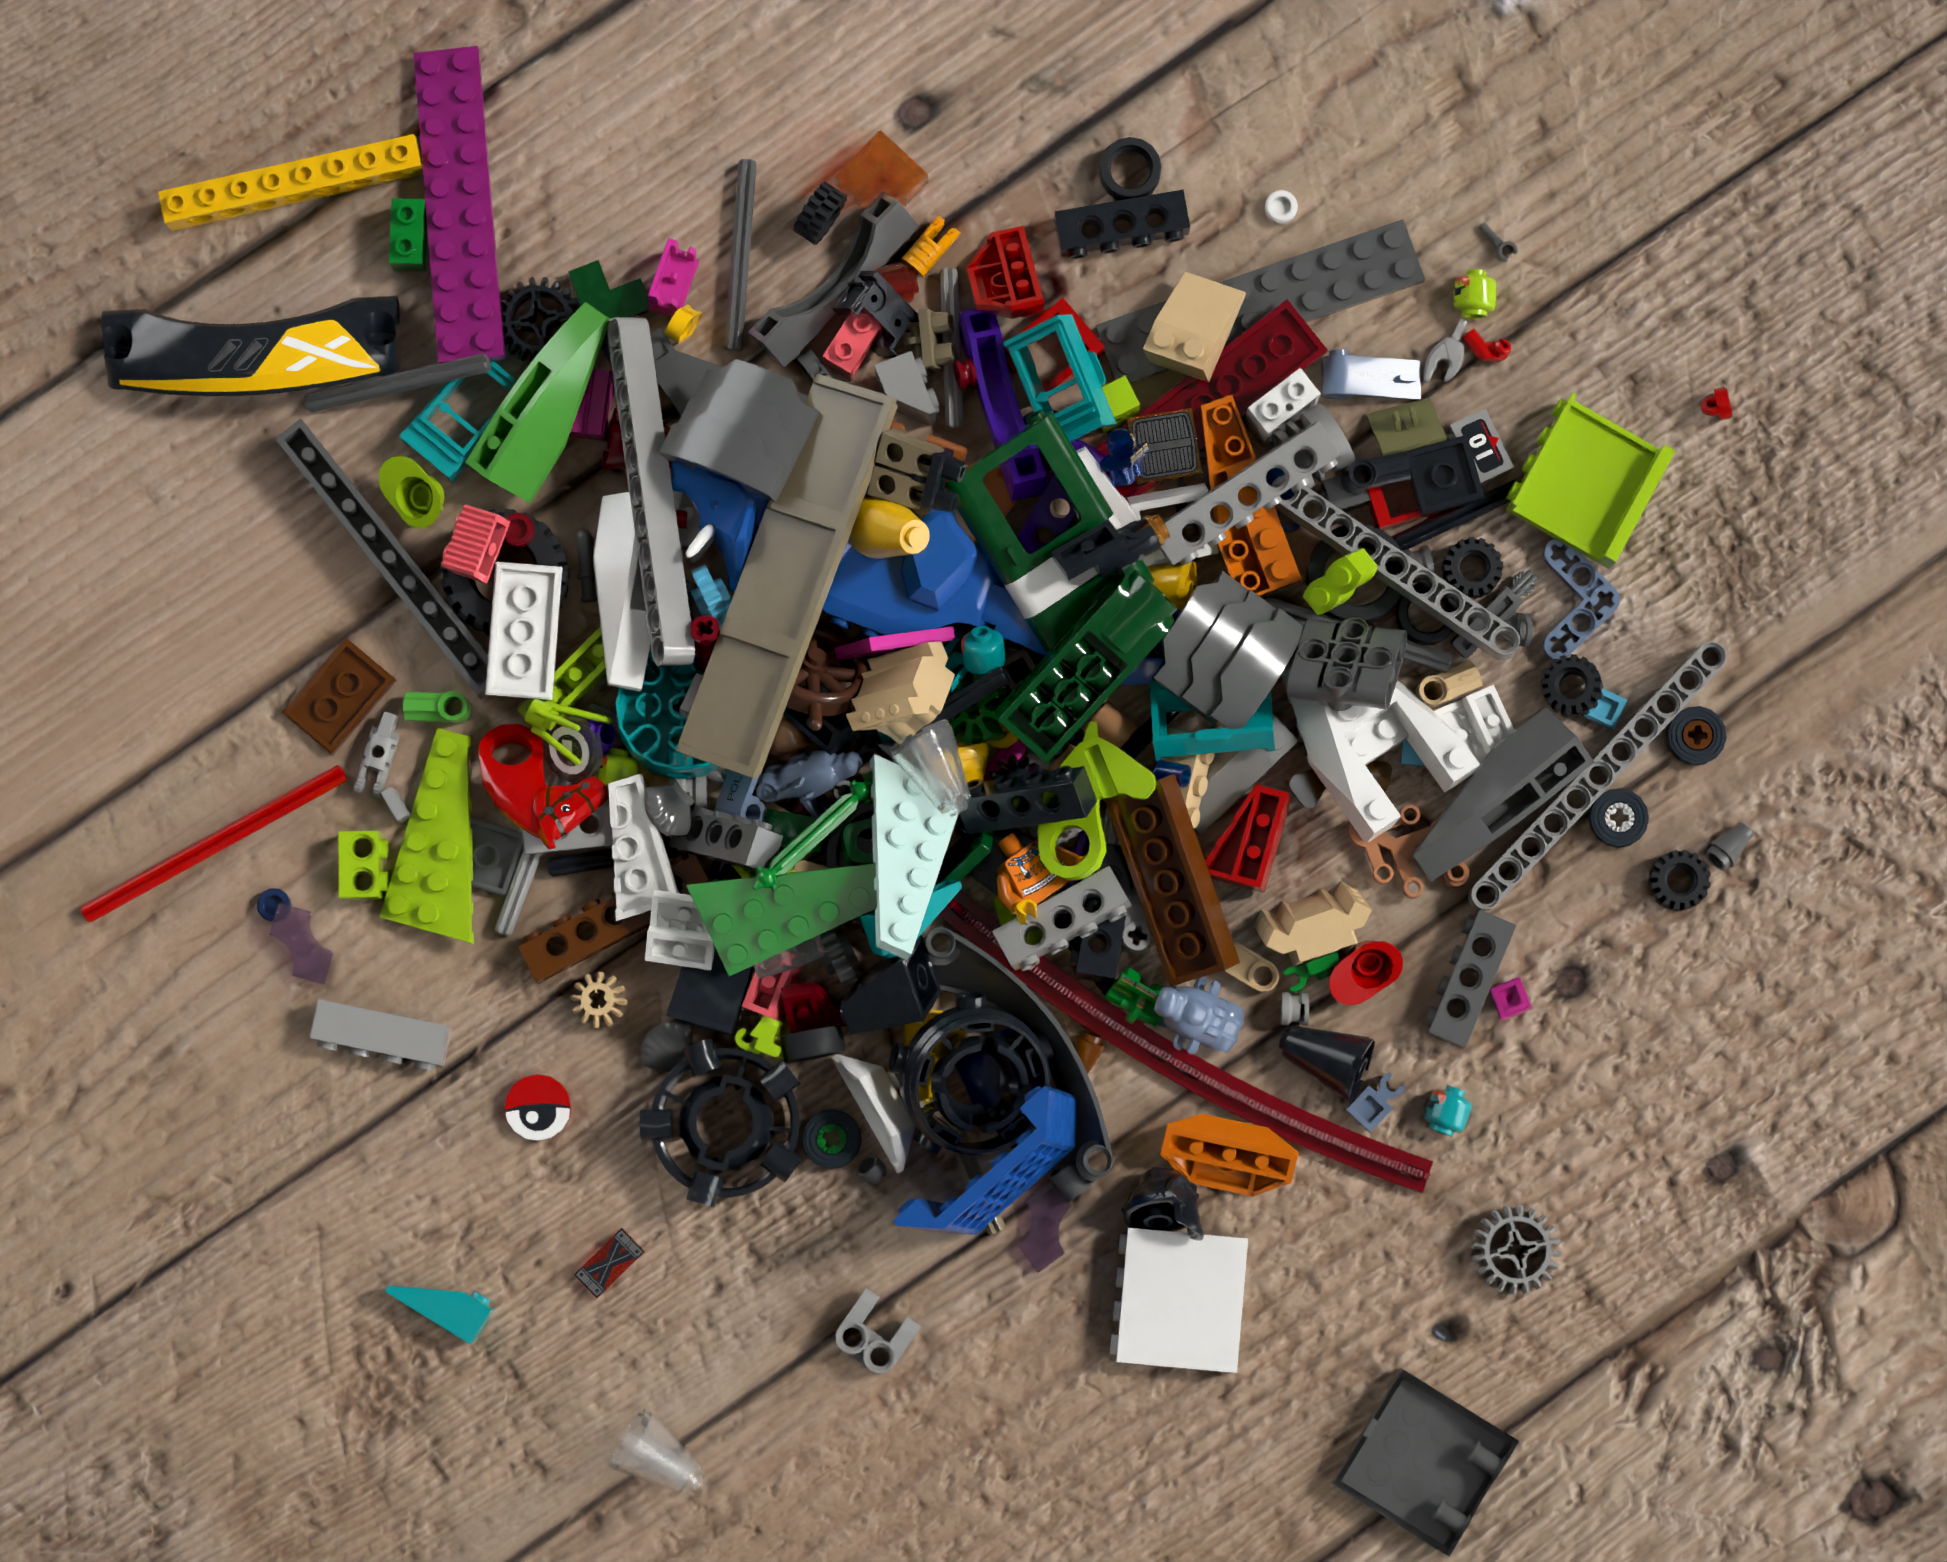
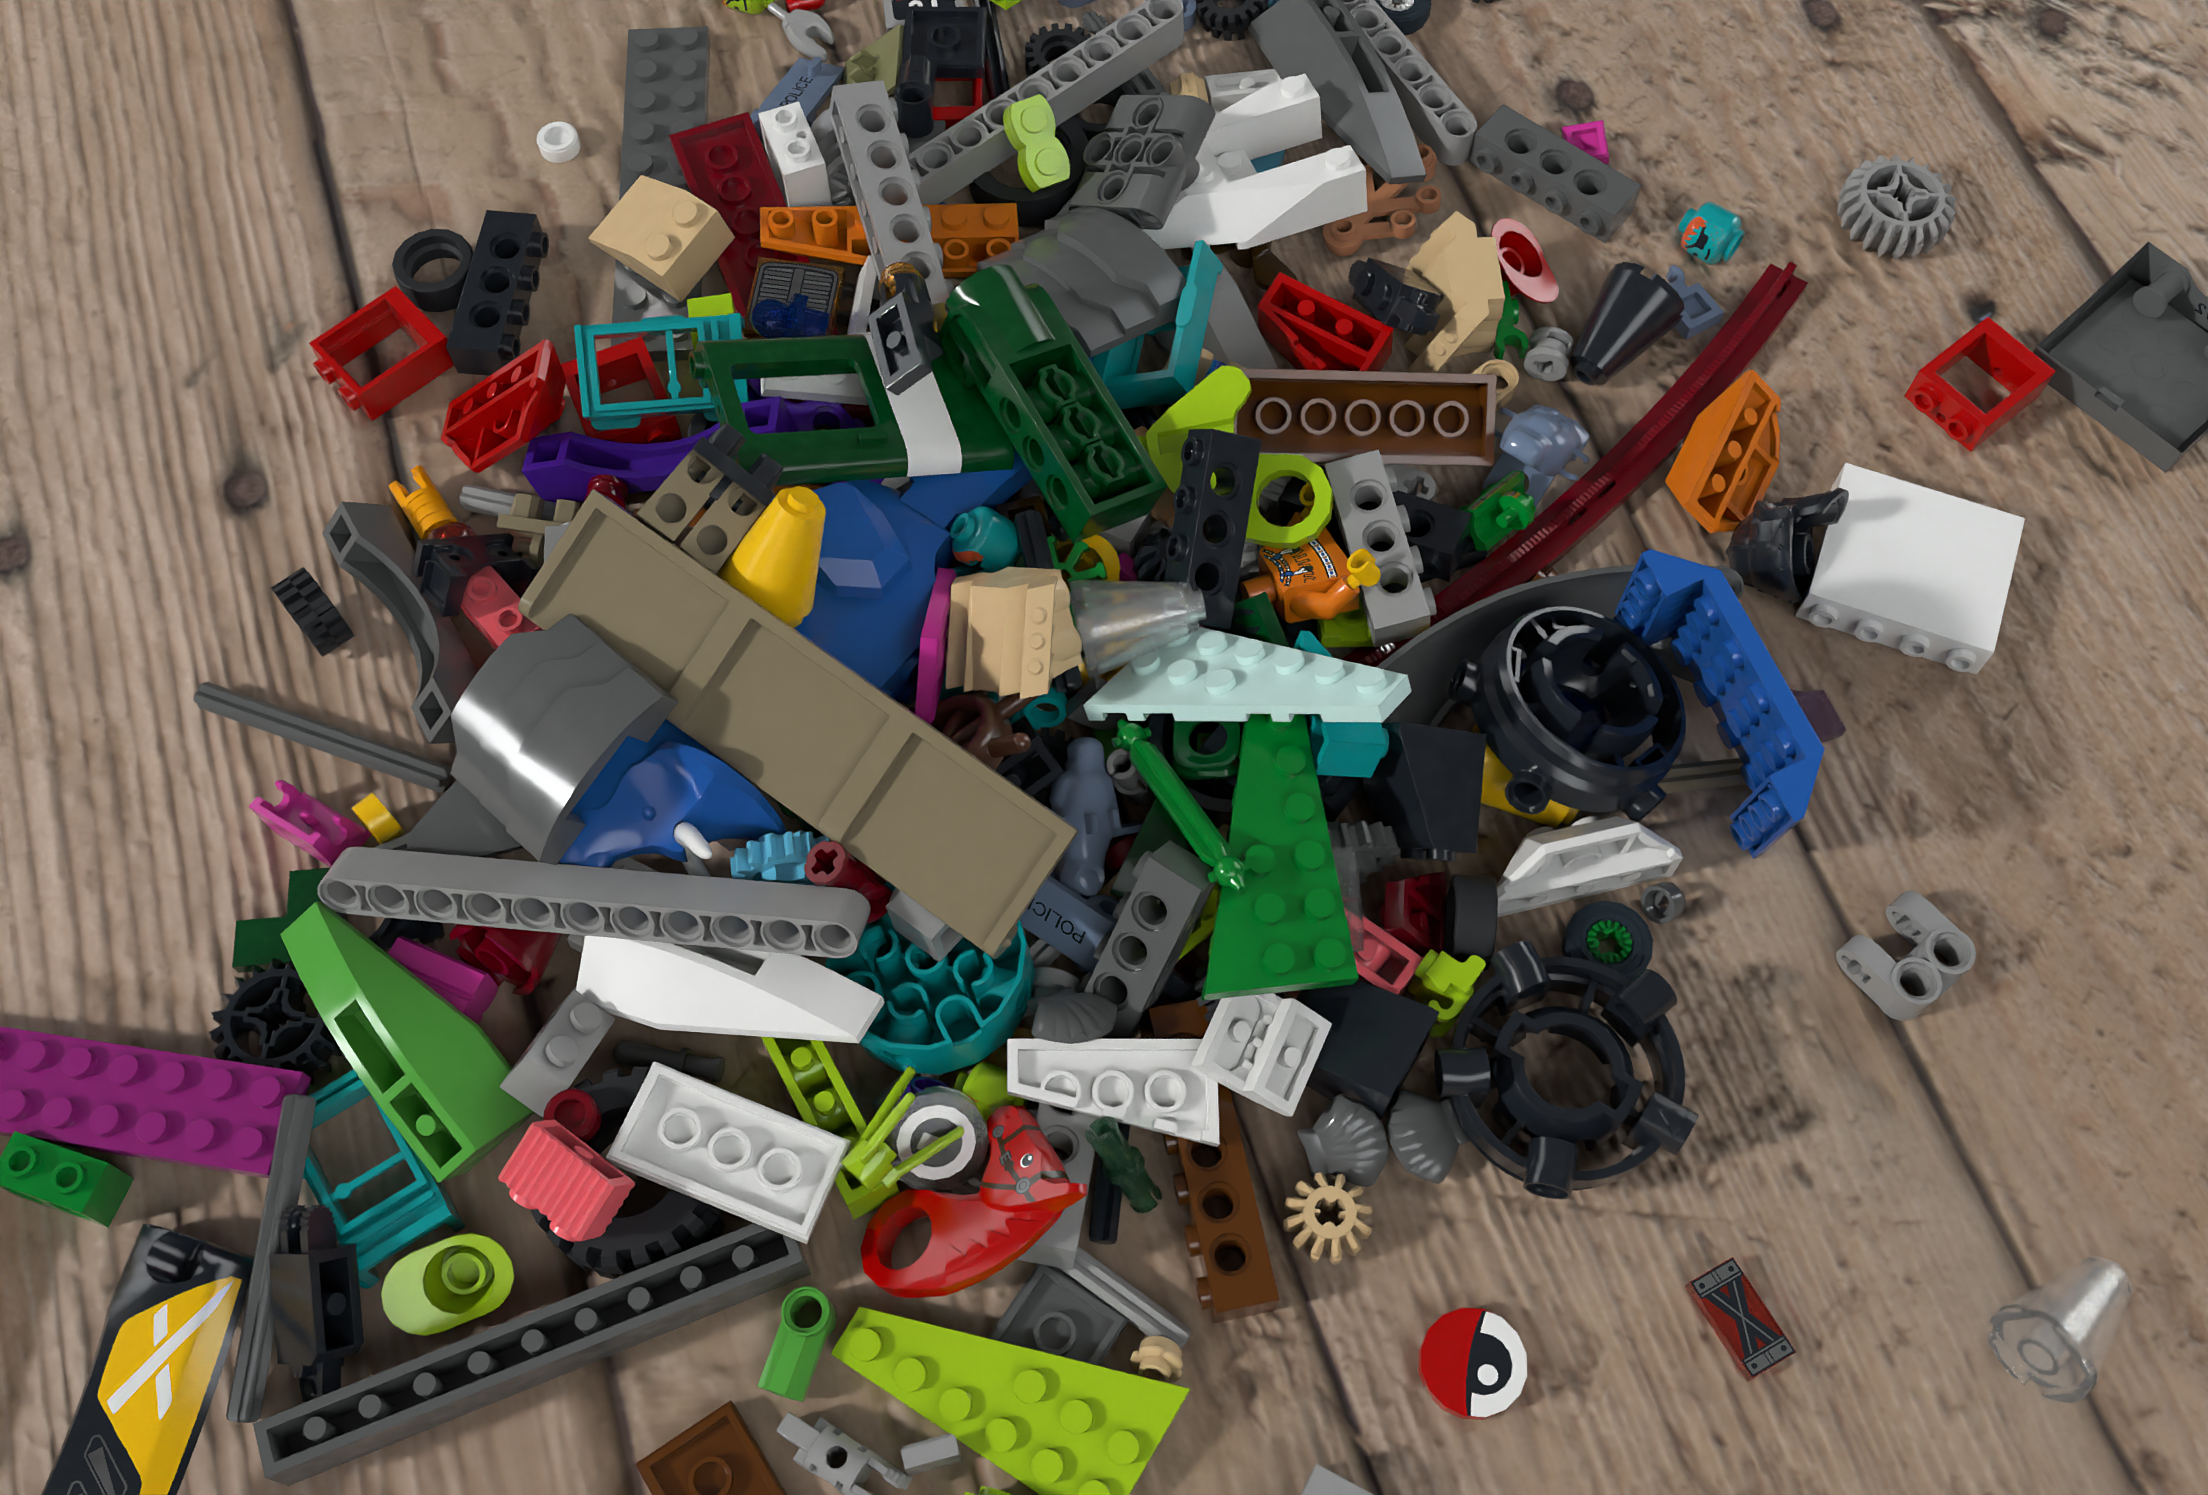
camera: 75 degrees left, 20 degrees down
(379, 420) = (315, 1299): none -> black hinge
(485, 920) = (1158, 1359): none -> tan plate
(562, 501) = (557, 1052): none -> light grey brick
(591, 867) = (1123, 1164): none -> clear green pin
(648, 1000) = (1347, 1142): none -> dark grey animal
(881, 164) = (291, 524): clear orange brick -> none
(1072, 182) = (366, 329): none -> red window
(1297, 883) = (1395, 296): none -> black hinge
(1388, 1351) = (1998, 356): none -> red window

